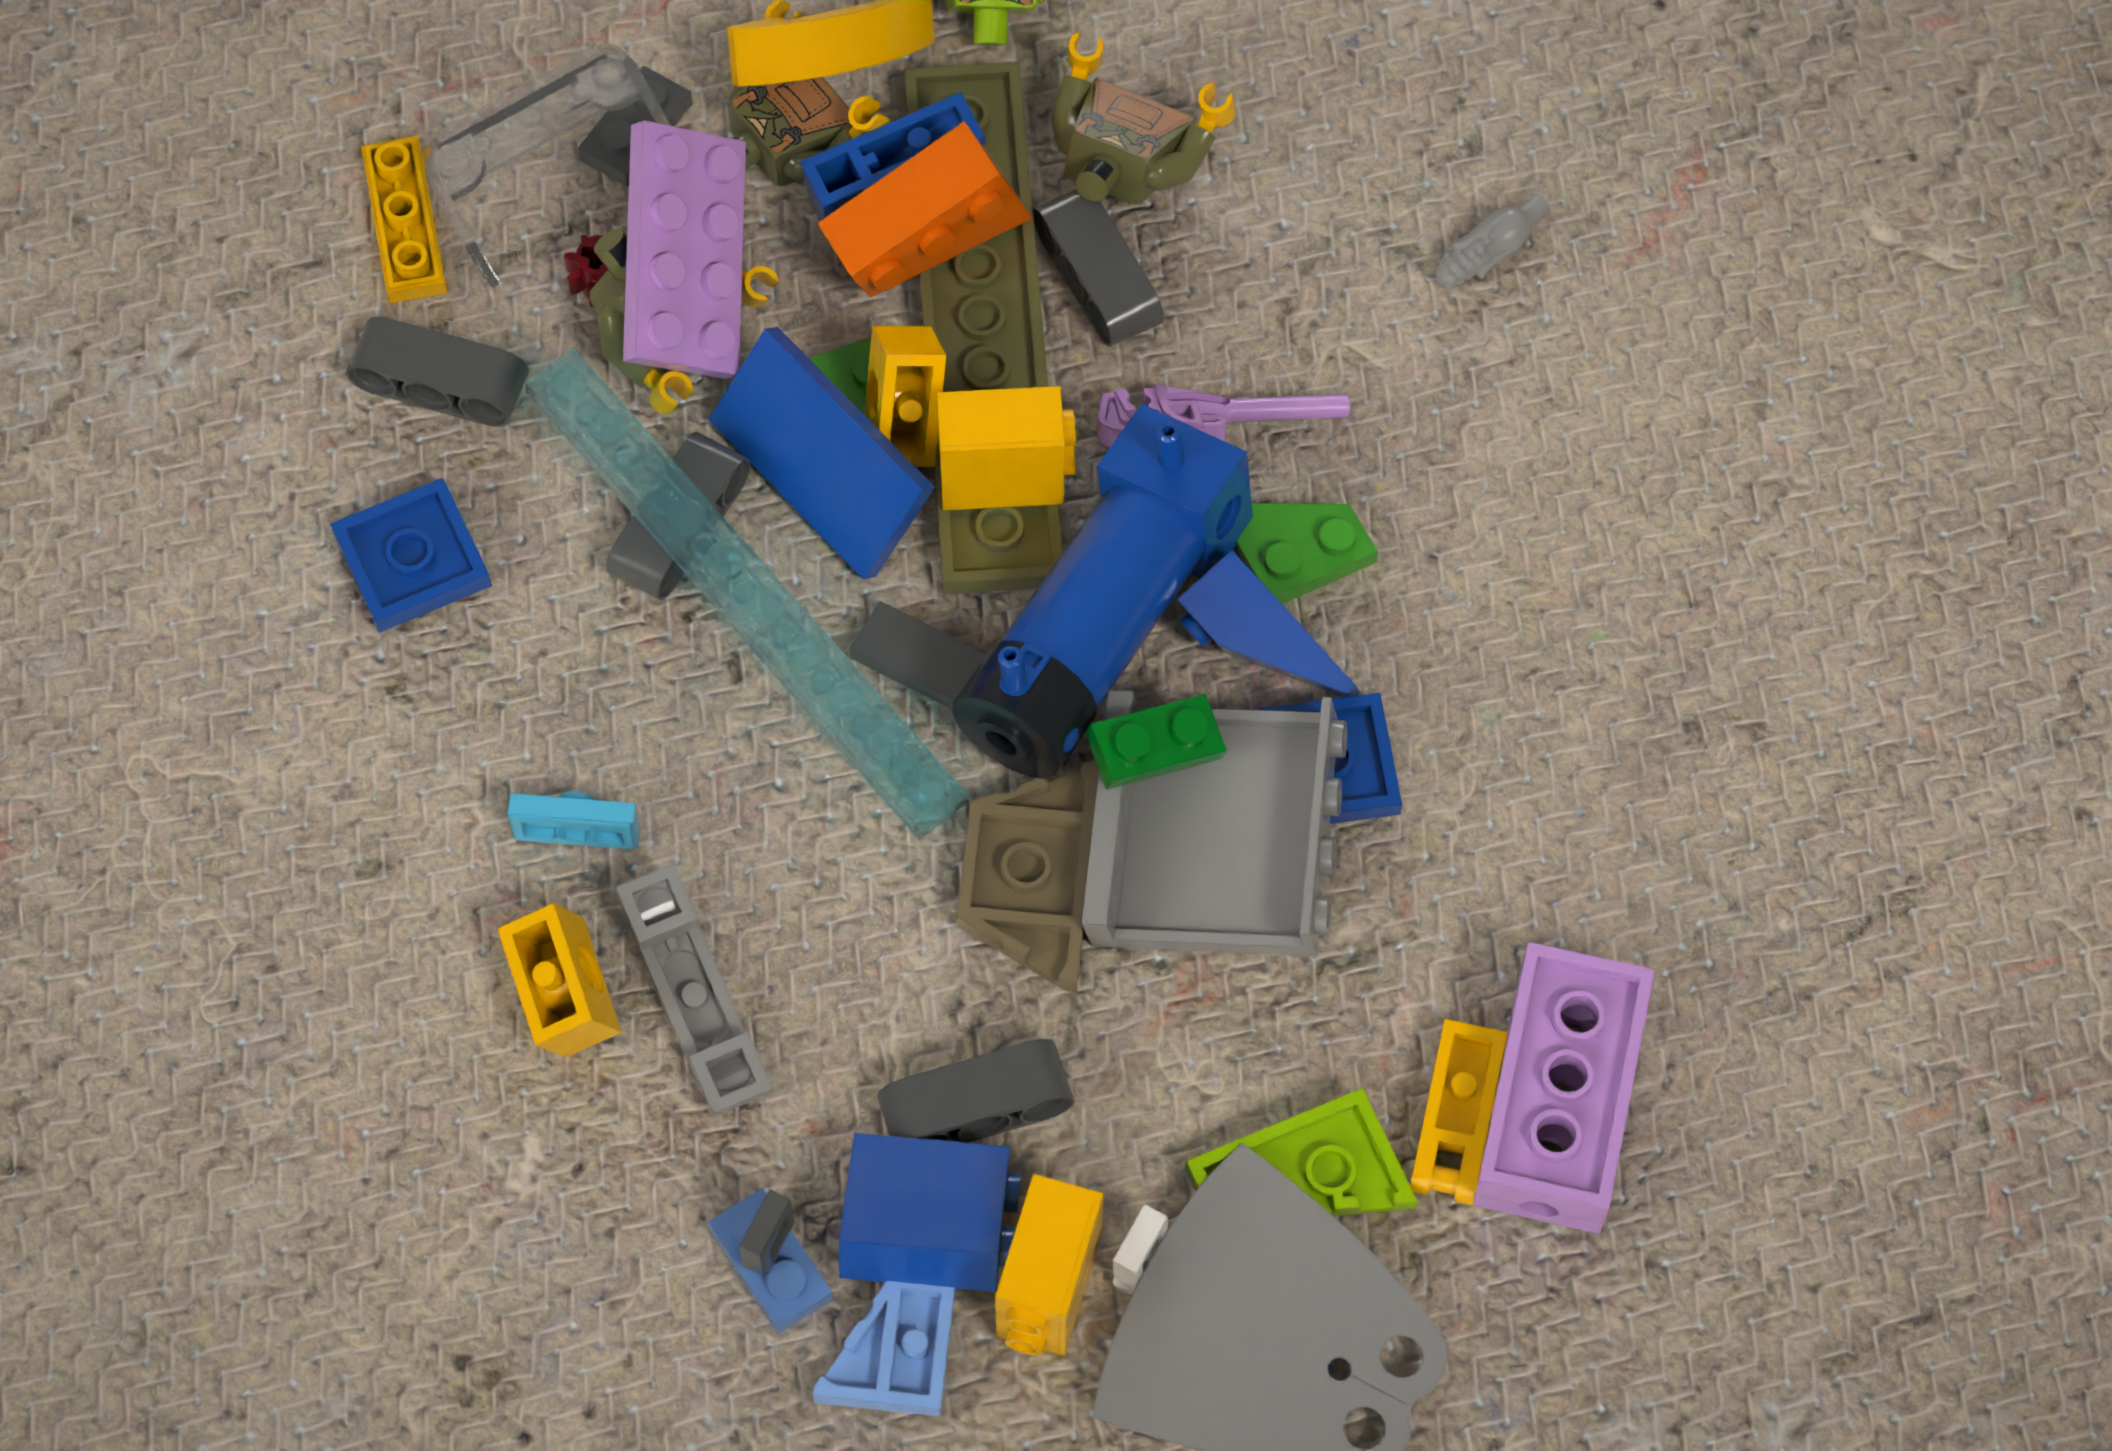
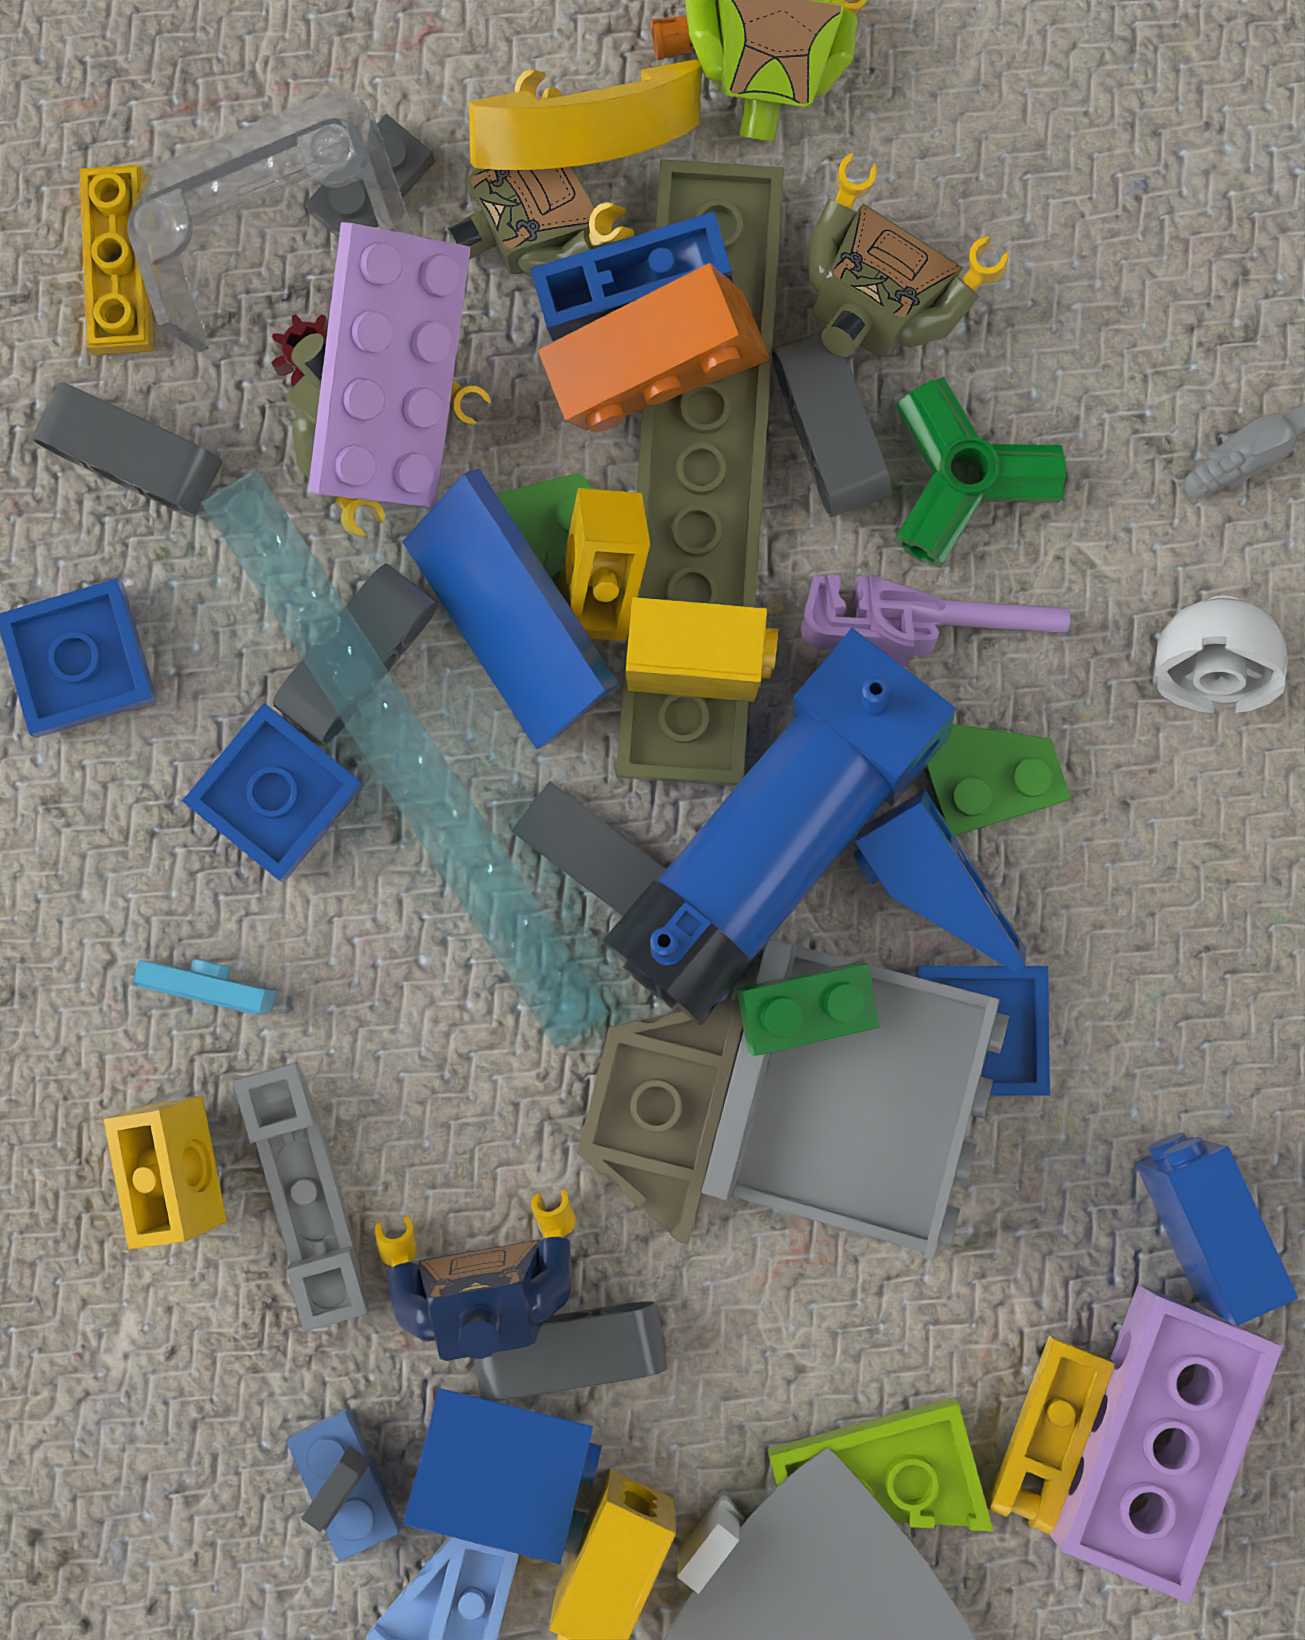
camera: 10 degrees right, 20 degrees up
(616, 646) = (273, 793): none -> blue plate
(882, 1047) = (484, 1296): none -> dark blue torso
(1218, 315) = (946, 504): none -> green piece
(1492, 409) = (1221, 654): none -> white cylinder
(1573, 880) = (1215, 1228): none -> blue brick

